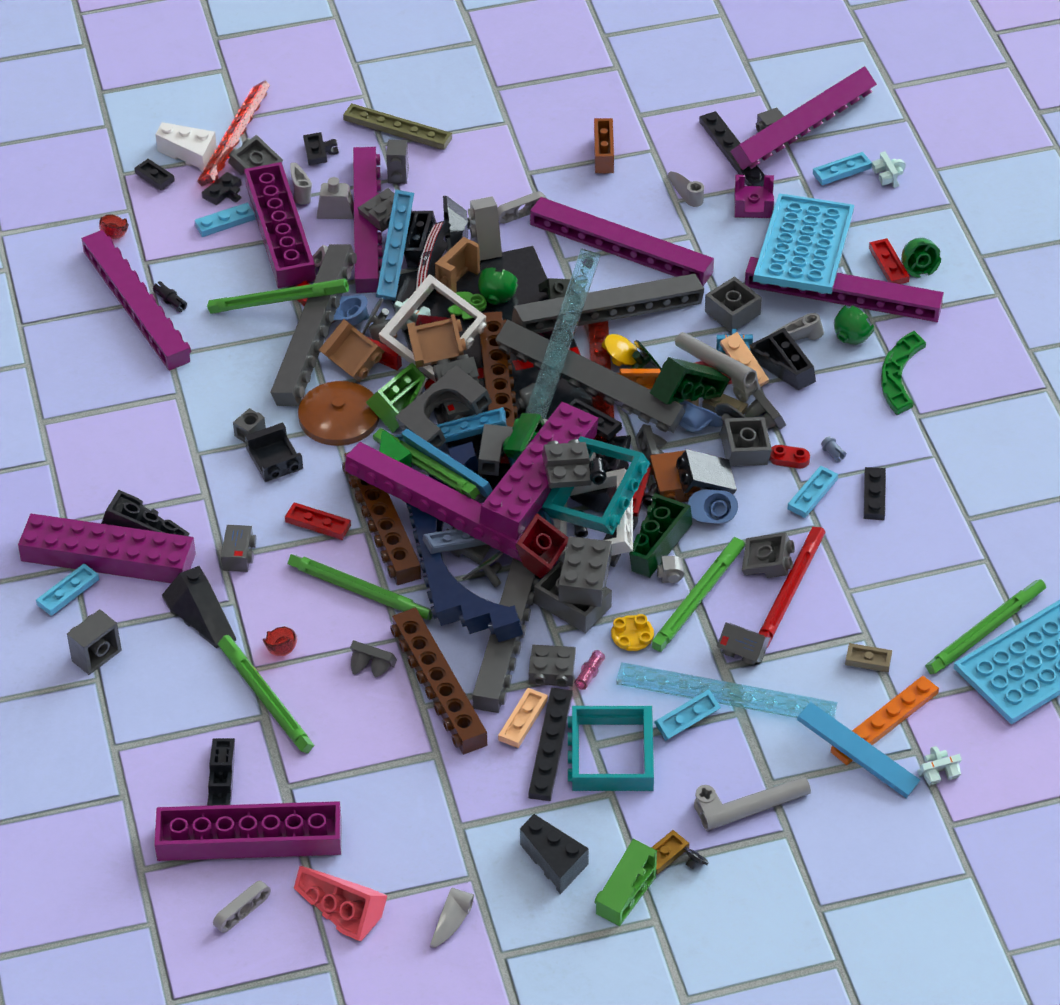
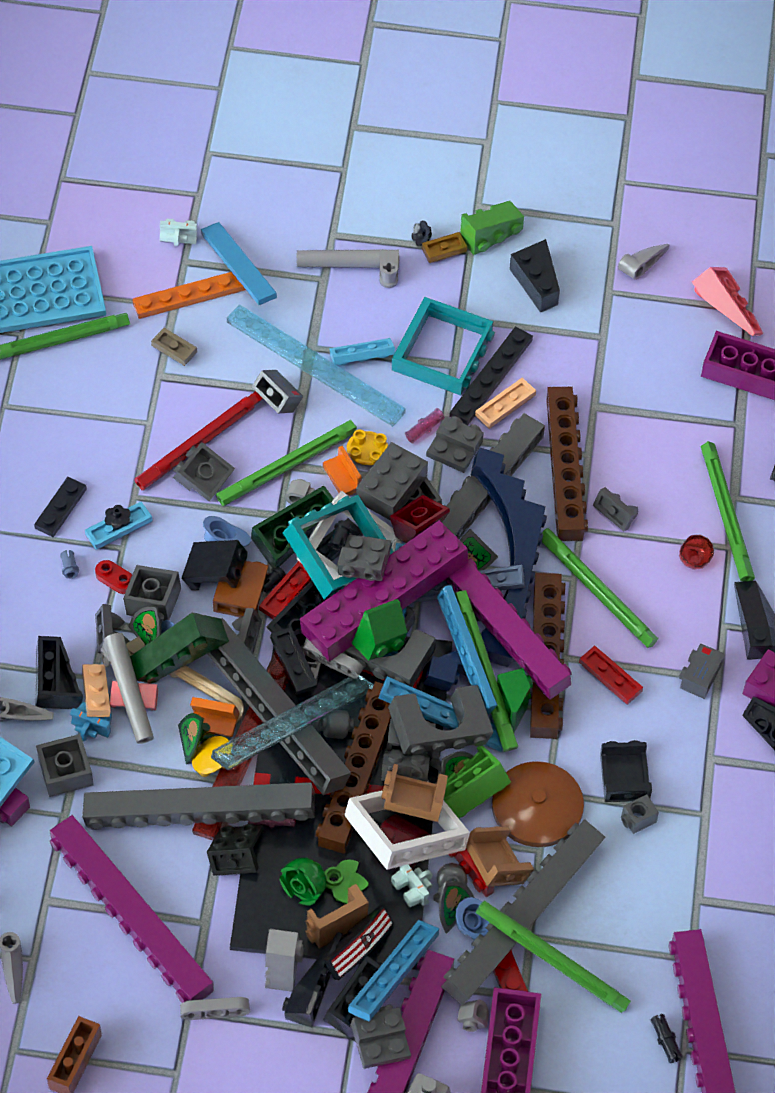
camera: 160 degrees left, 10 degrees up
(641, 602) = (343, 472): none -> orange panel
(817, 491) = (117, 516): none -> black plant

